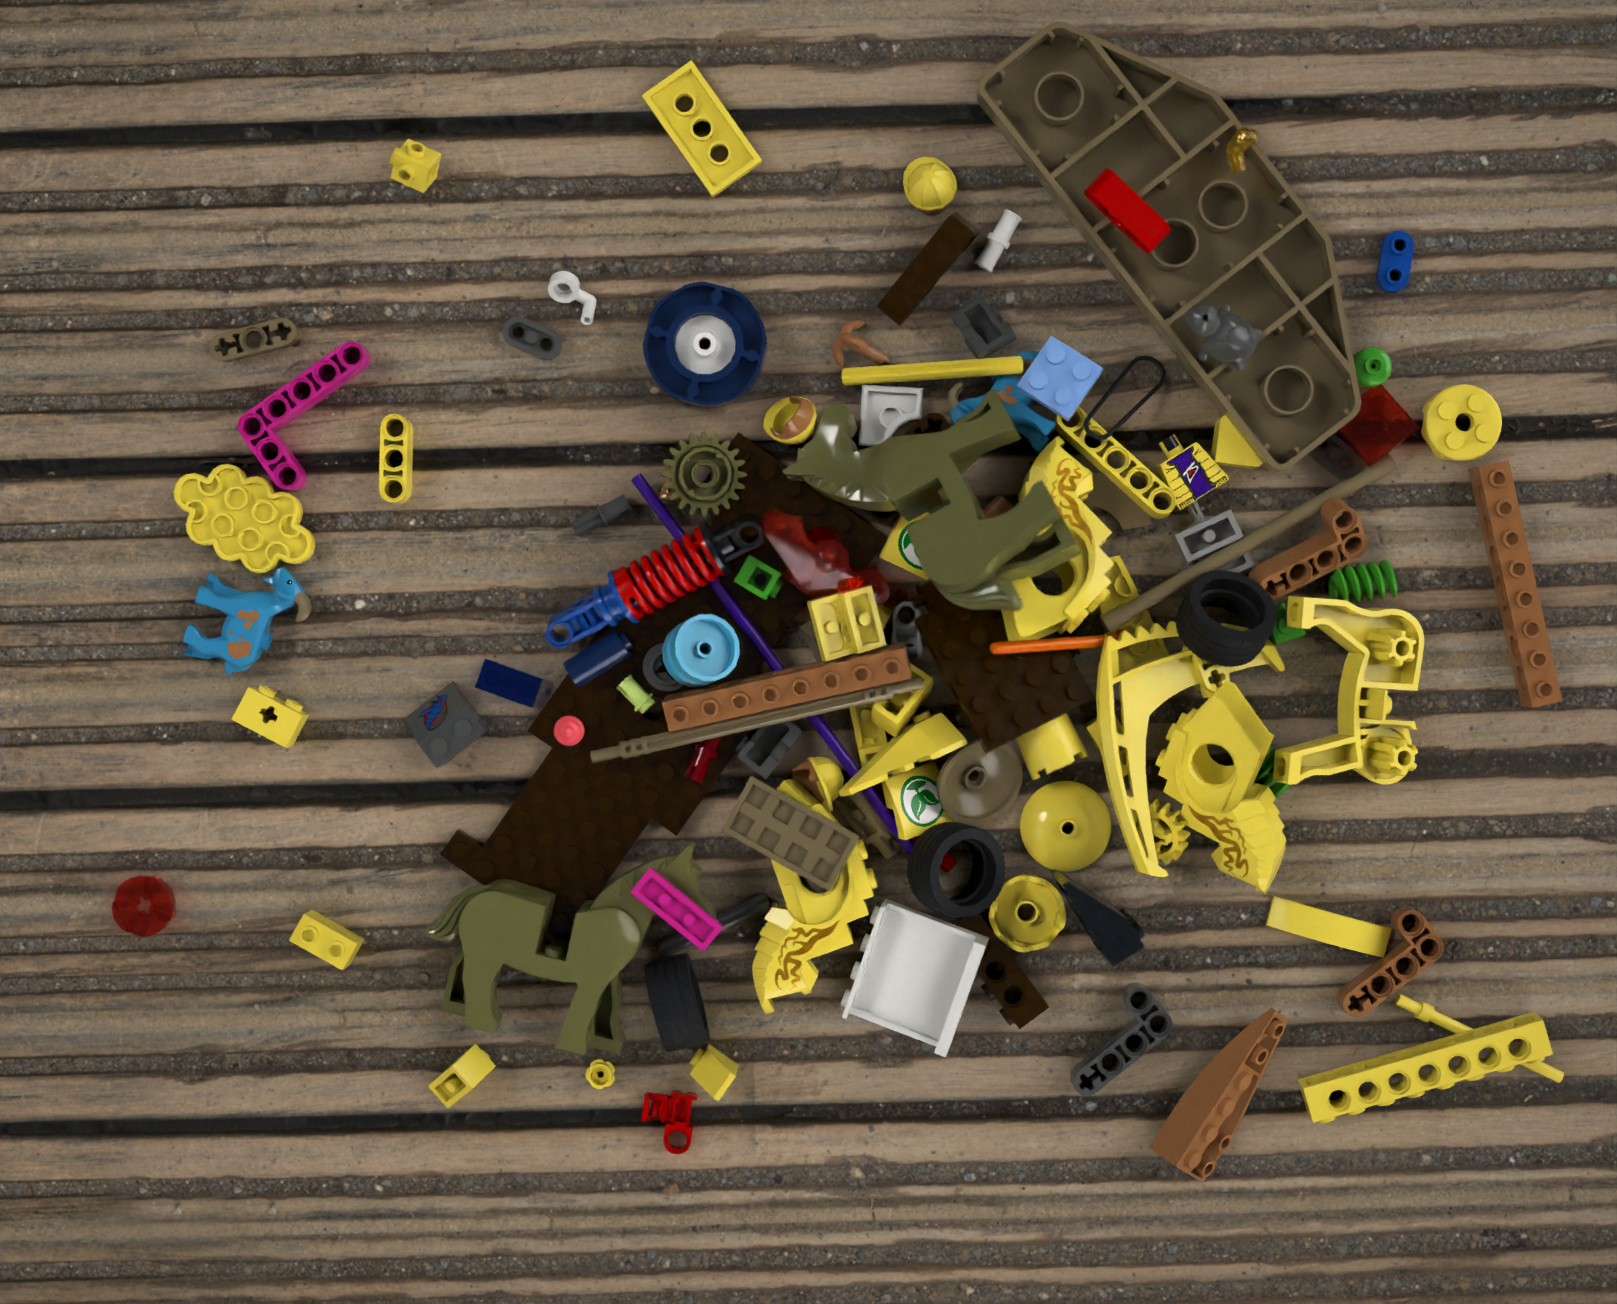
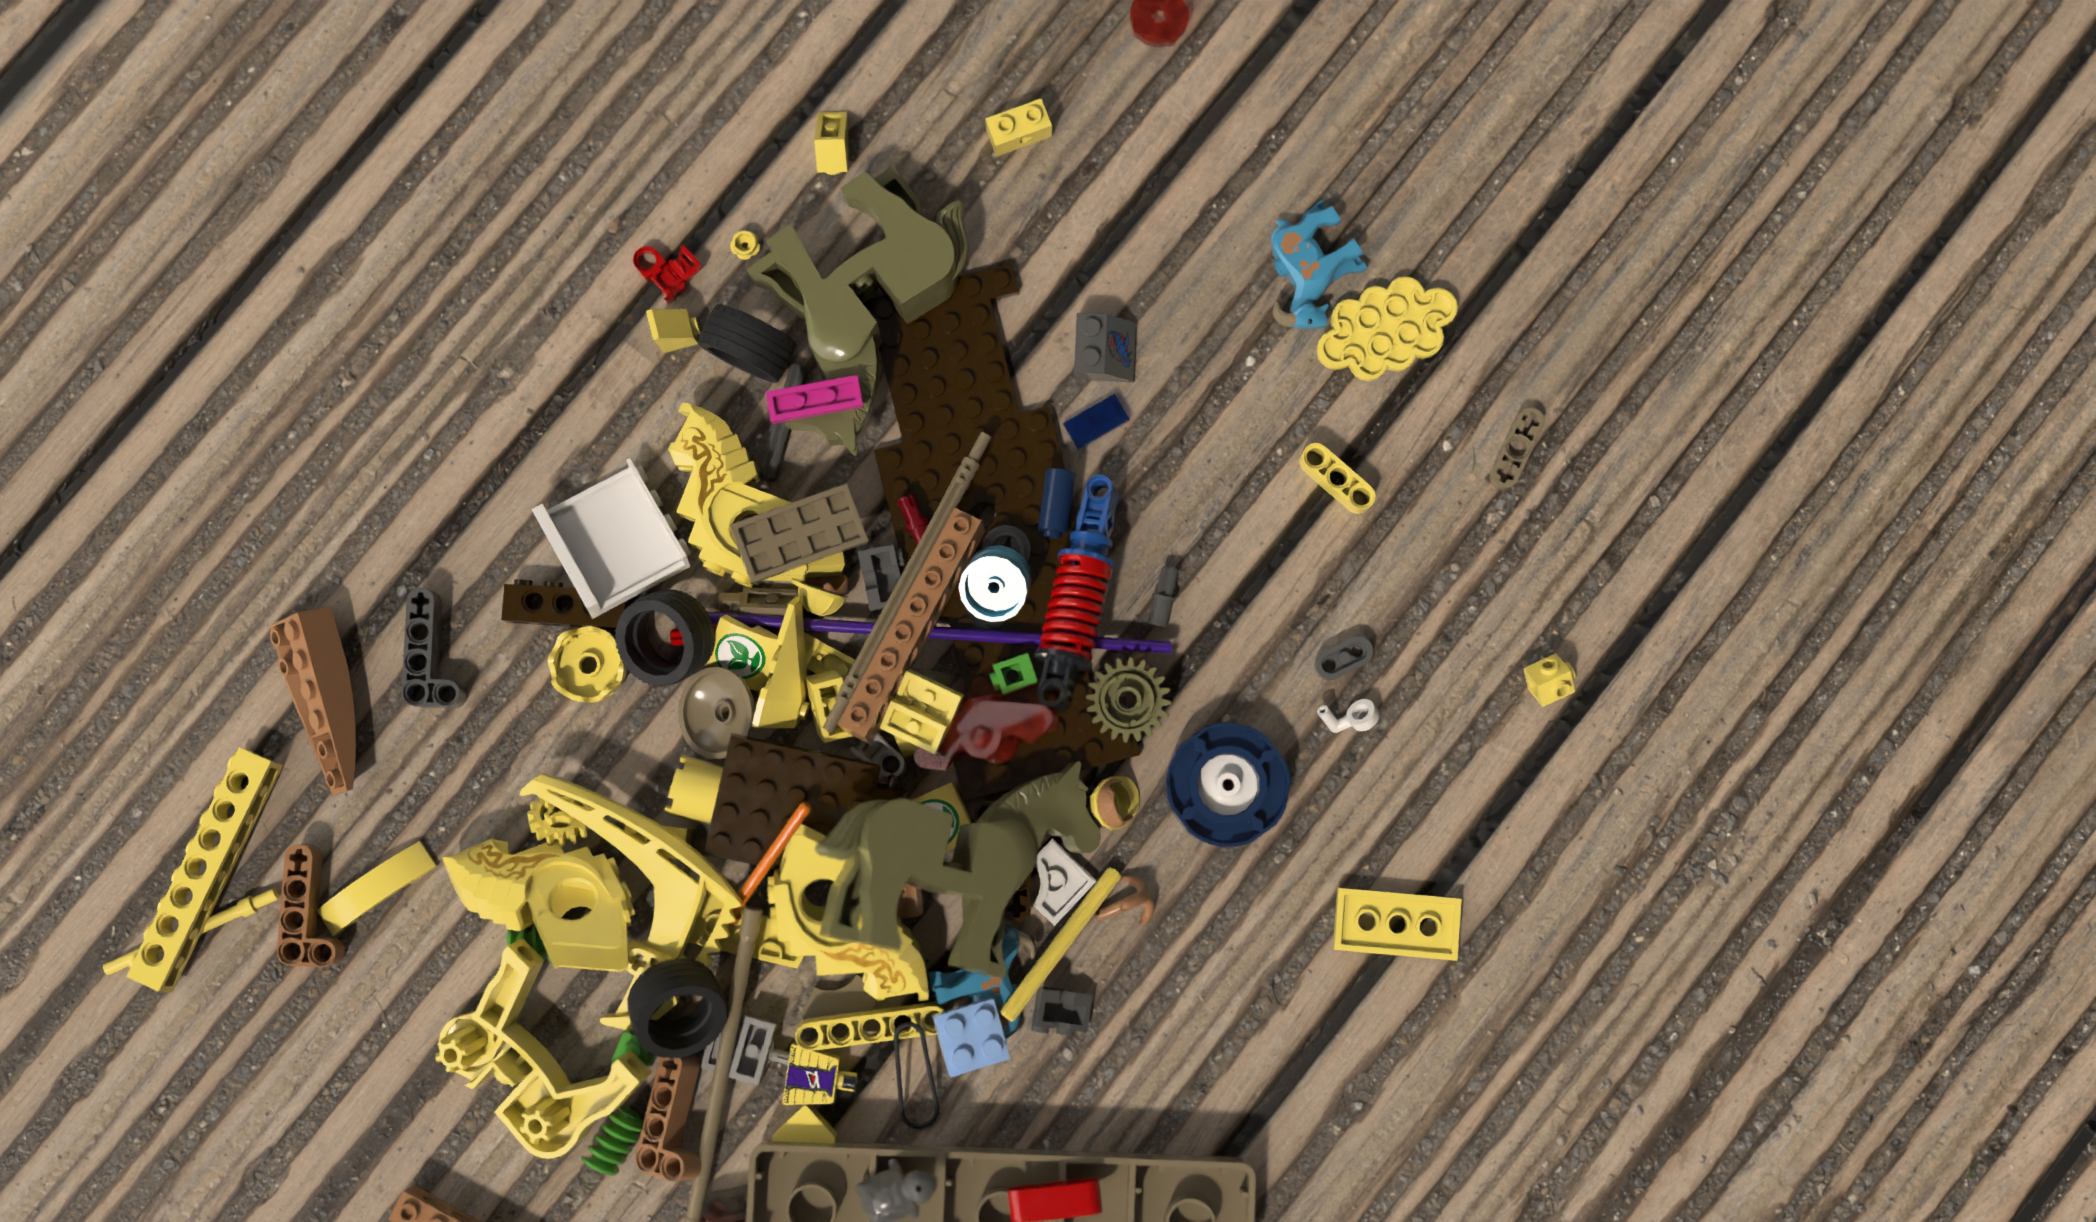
camera: 130 degrees right, 5 degrees down
(254, 716) = (1229, 212): light yellow brick -> none
(296, 407) = (1439, 435): dark pink beam -> none
(569, 730) = (1020, 435): coral plate -> none
(636, 694) = (1005, 508): yellowish green pin -> none
(927, 268) = (1143, 1008): dark brown beam -> none
(929, 185) = (1207, 1064): light yellow piece -> none
(998, 240) = (1119, 1081): white pin -> none
(1052, 808) = (648, 756): light yellow dish -> none
(1110, 929) = (525, 715): black slope -> none

